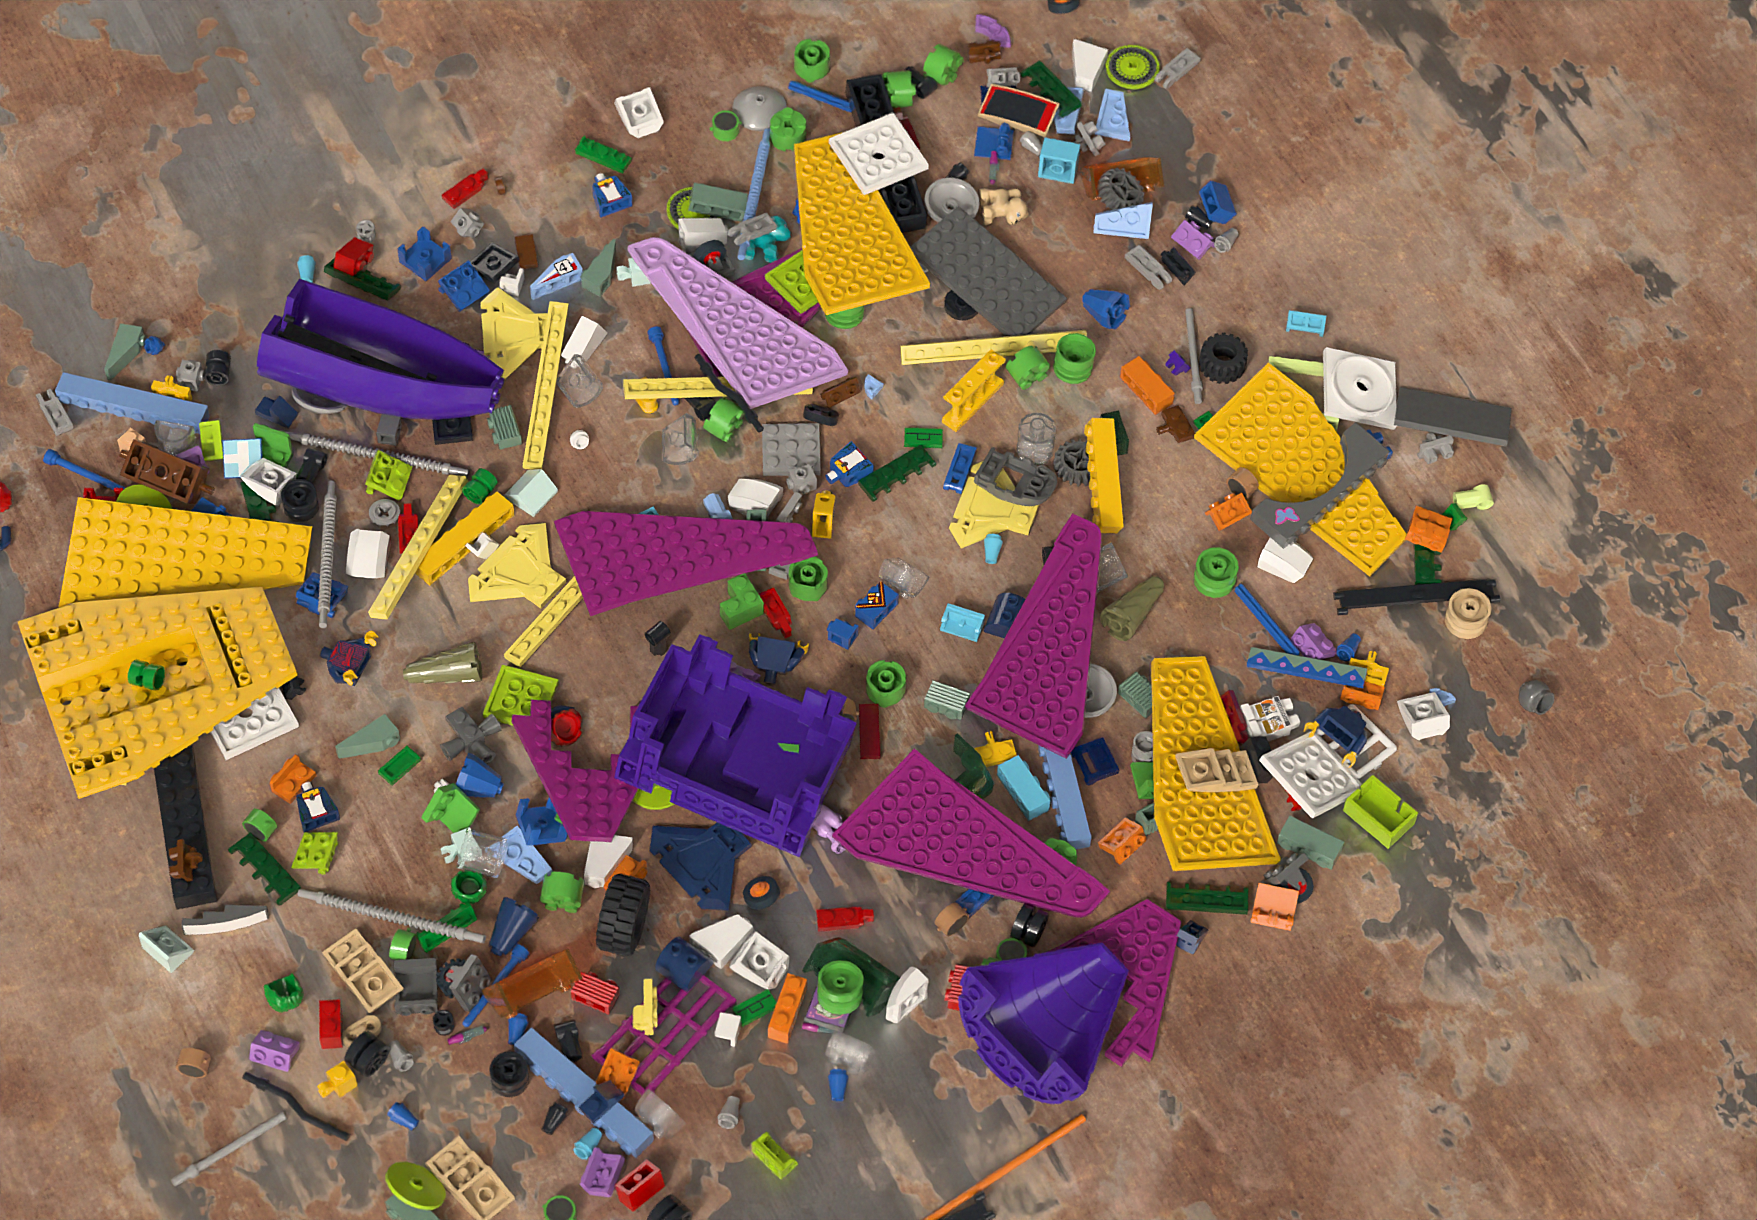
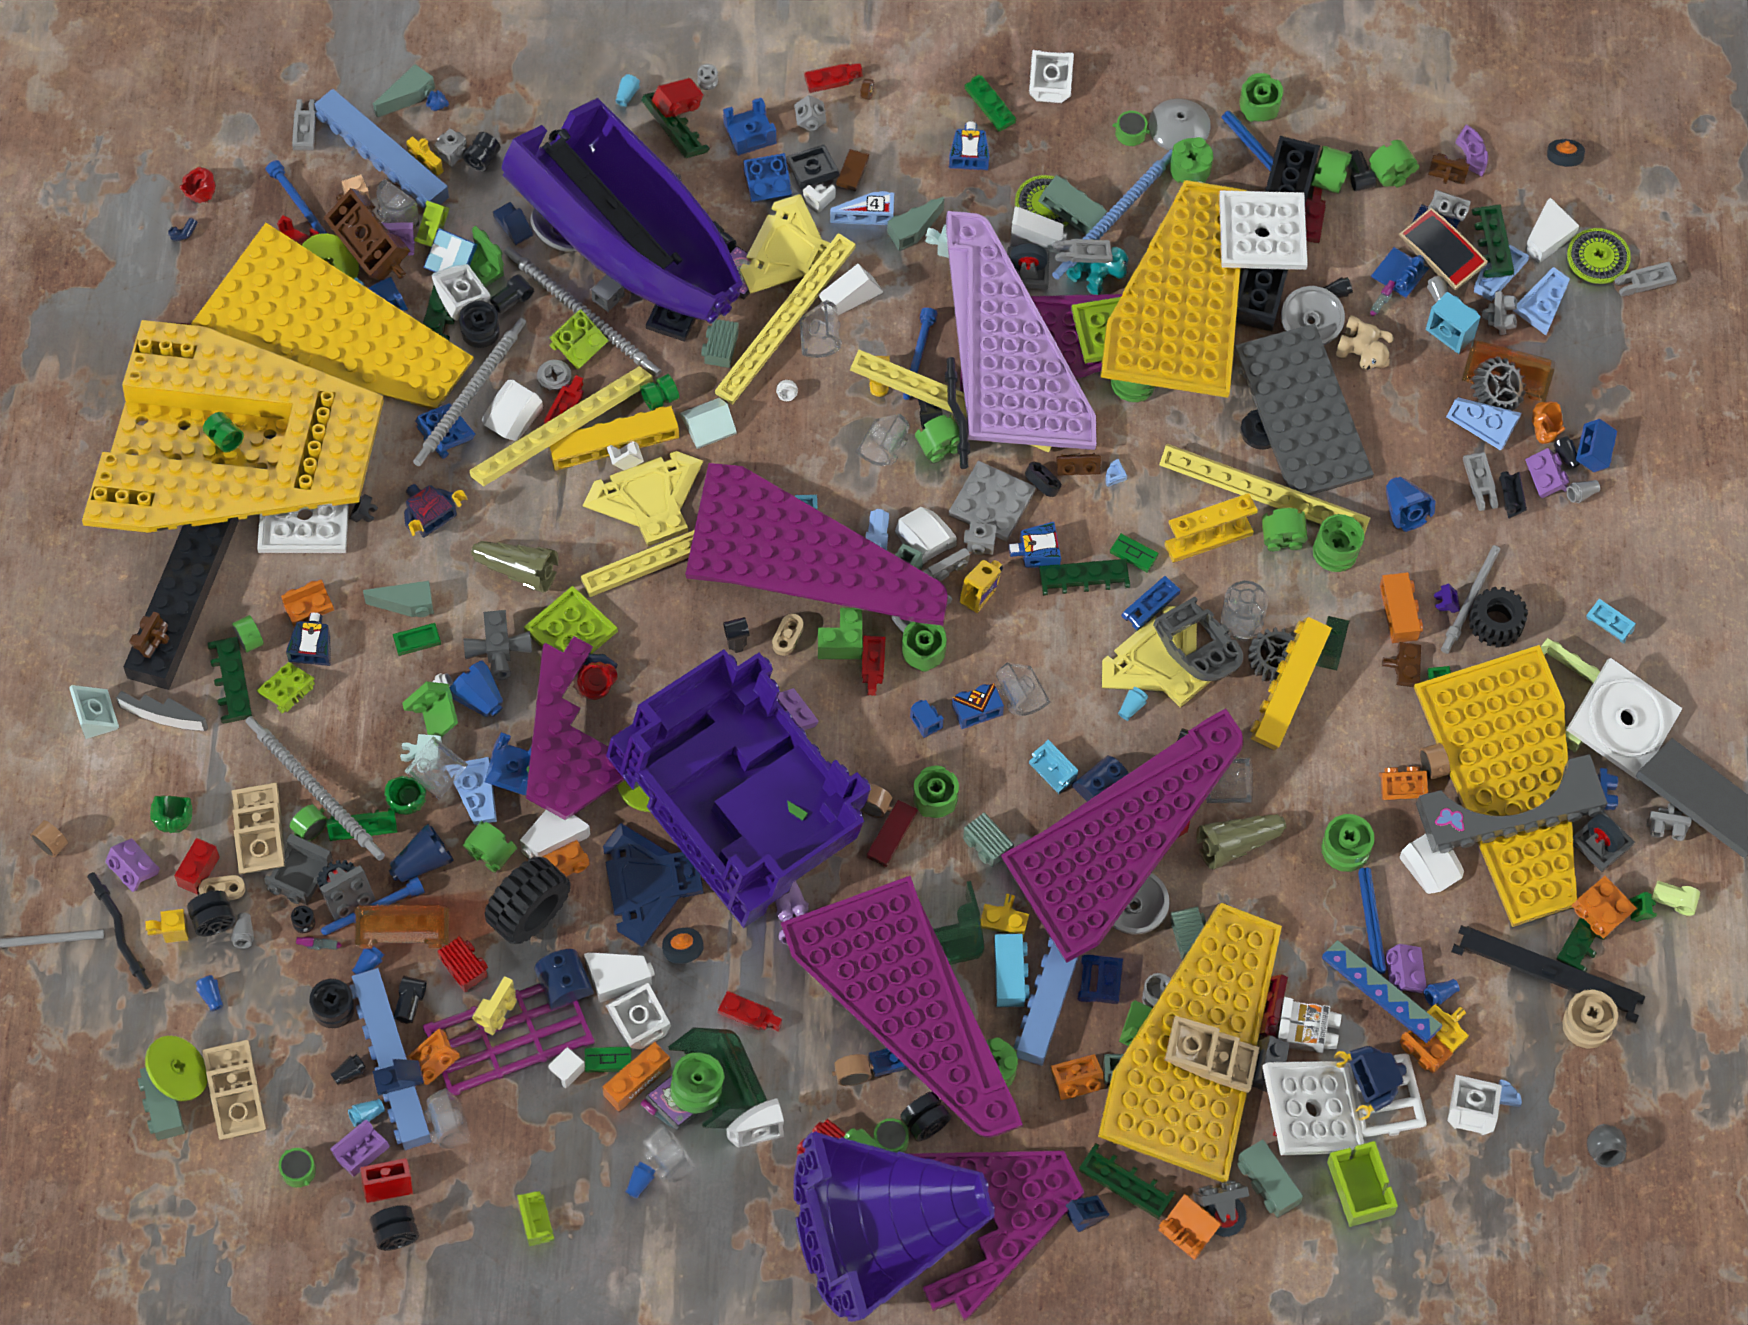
camera: 30 degrees right, 5 degrees up
(695, 623) = (787, 636): none -> tan plate
(729, 1114) = (517, 1153): light grey cone -> none
(775, 656) = (843, 709): dark blue torso -> none
(1171, 201) = (1547, 421): none -> orange hair
(1397, 482) = (1602, 841): none -> plate

